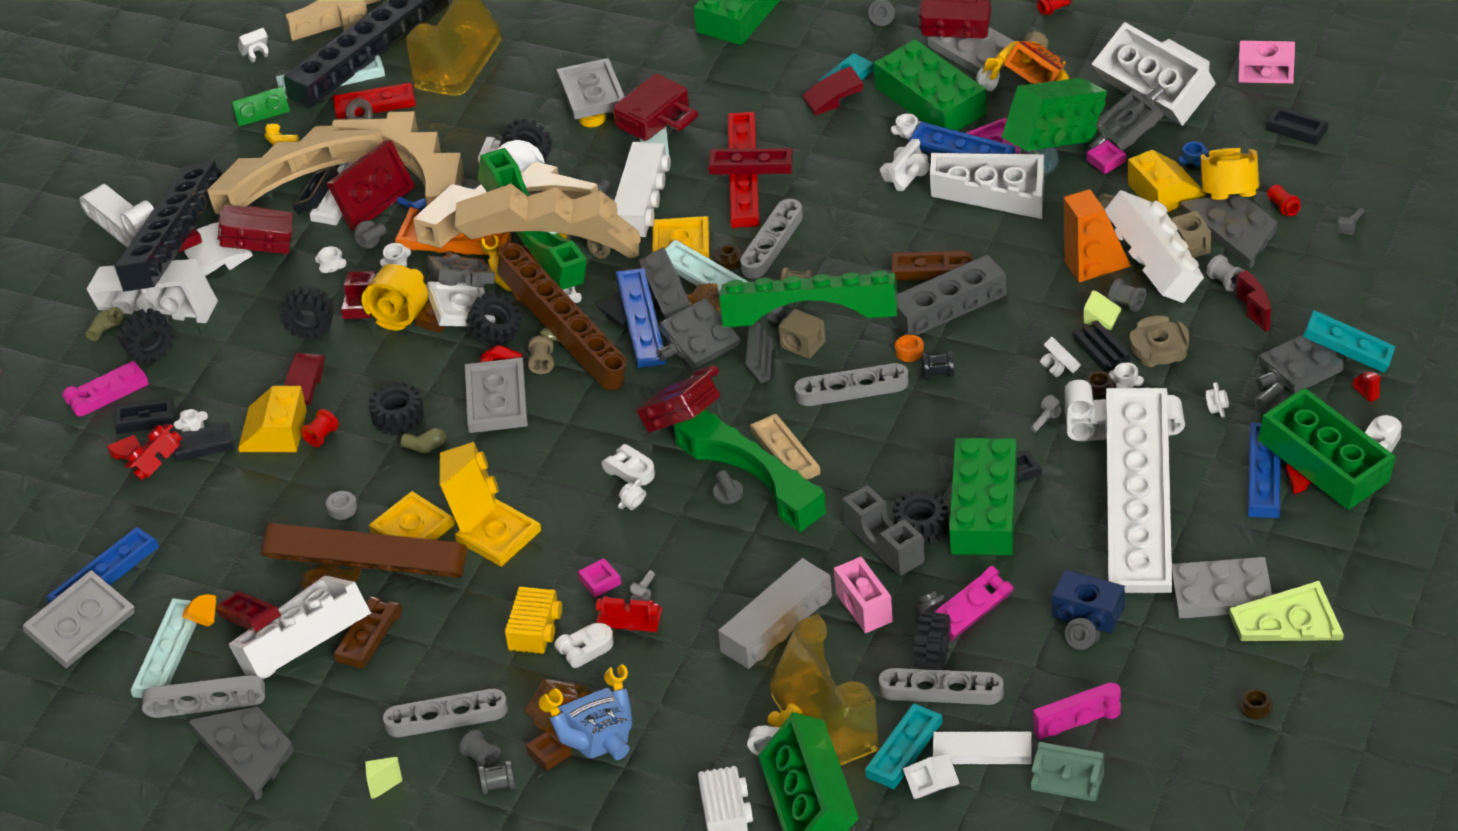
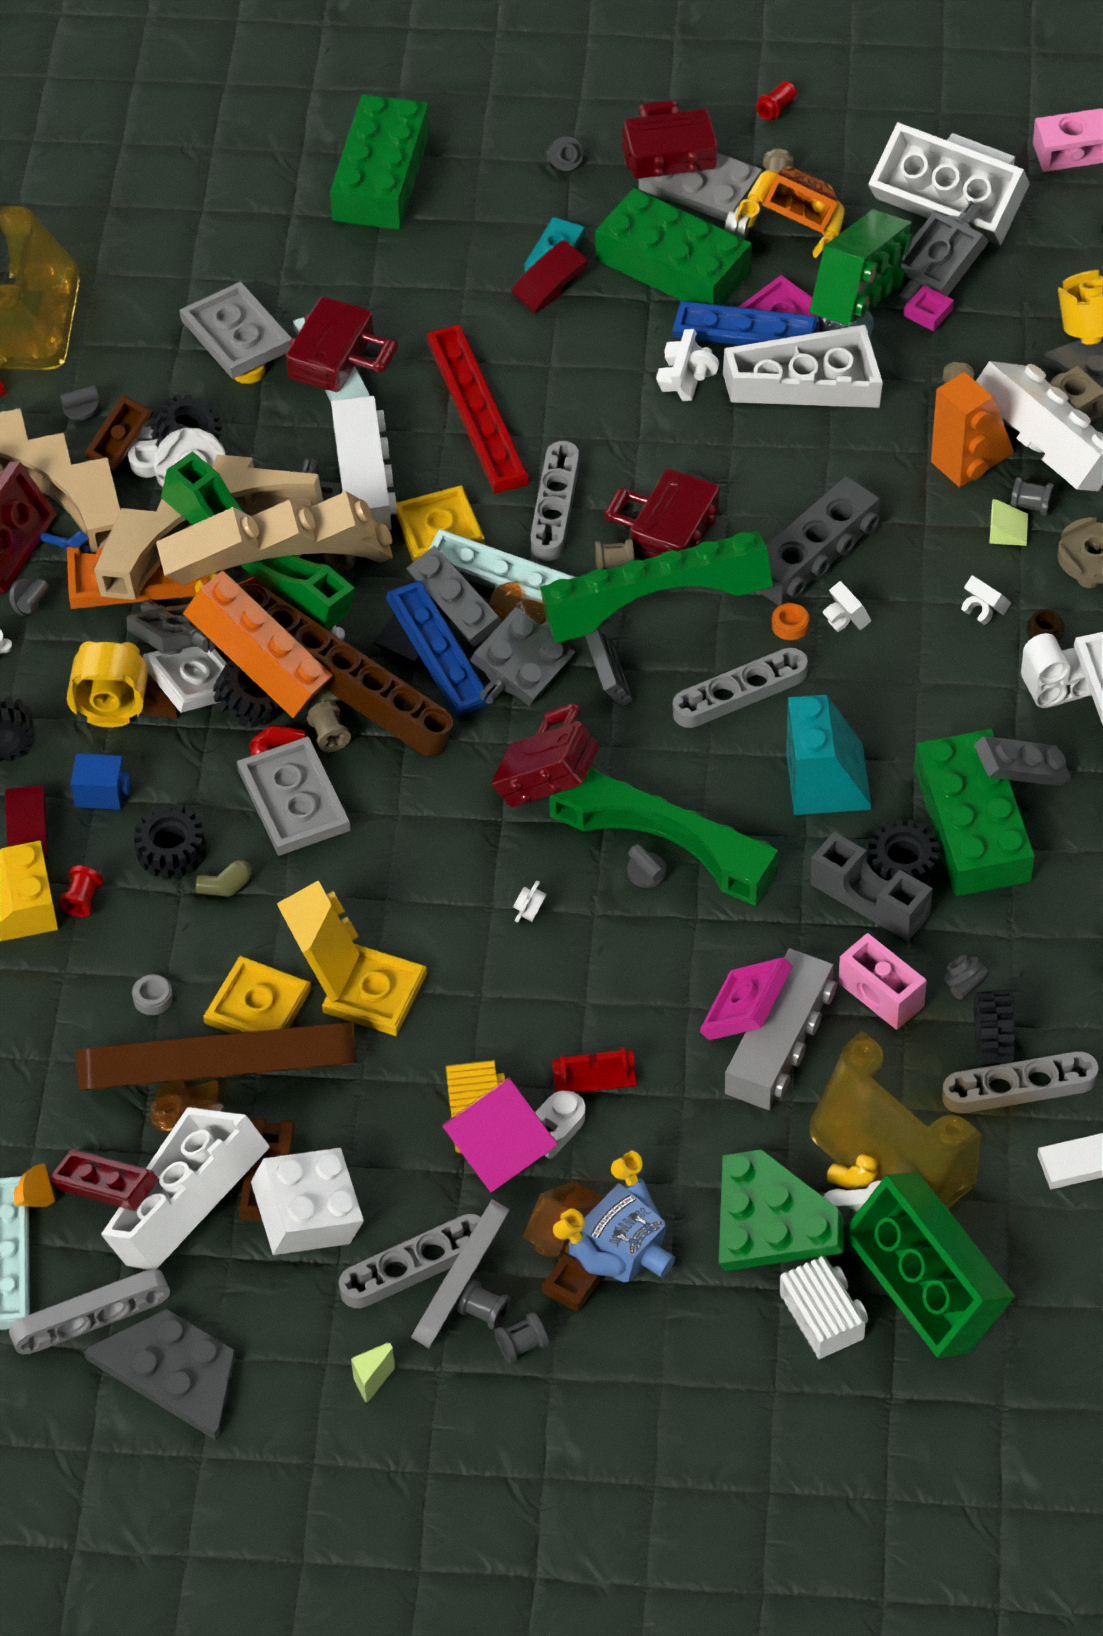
camera: 20 degrees left, 10 degrees up
(354, 287) = (48, 685): dark red slope -> none
(363, 360) = (99, 781): none -> blue brick
(381, 653) = (306, 1201): none -> white brick
(395, 254) = (75, 613): white plate -> none
(462, 118) = (80, 403): none -> dark grey plate
(474, 718) = (460, 1273): none -> light grey beam
(477, 138) = (119, 432): none -> reddish brown slope
(504, 285) = (257, 644): none -> orange brick
(536, 638) = (499, 1134): none -> dark pink tile
(599, 577) = (535, 1027): dark pink plate -> none
(629, 465) = (520, 865): white plate -> none
(640, 590) = (594, 1037): light grey hand -> none
(712, 734) = (772, 1215): none -> green plate
(728, 256) = (511, 537): dark brown plate -> none
(751, 161) = (487, 397): dark red tile -> none
(756, 586) = (745, 999): none -> dark pink tile
(782, 443) = (690, 790): tan tile -> none
(801, 333) = (651, 629): dark tan brick -> none
(855, 253) = (671, 516): none -> dark red piece
(886, 437) = (824, 759): none -> teal slope
(903, 746) = (1010, 1176): teal plate -> none
(905, 125) = (662, 309): white plate -> none
(927, 264) = (770, 501): reddish brown plate -> none
(929, 370) = (838, 639): black bush -> none
(931, 775) = (1060, 1209): white panel -> none
(951, 342) = (845, 608): none -> white tile
(975, 601) = (1015, 955): dark pink plate -> none
(1032, 466) = (1022, 761): none -> dark grey plate
(1051, 409) = (1000, 669): light grey hand -> none
(1105, 344) = (1029, 568): black tile -> none
(1126, 376) = (1079, 604): white plate -> none
(1161, 180) = (1010, 330): yellow slope -> none
(1192, 153) = (1032, 284): blue plate -> none

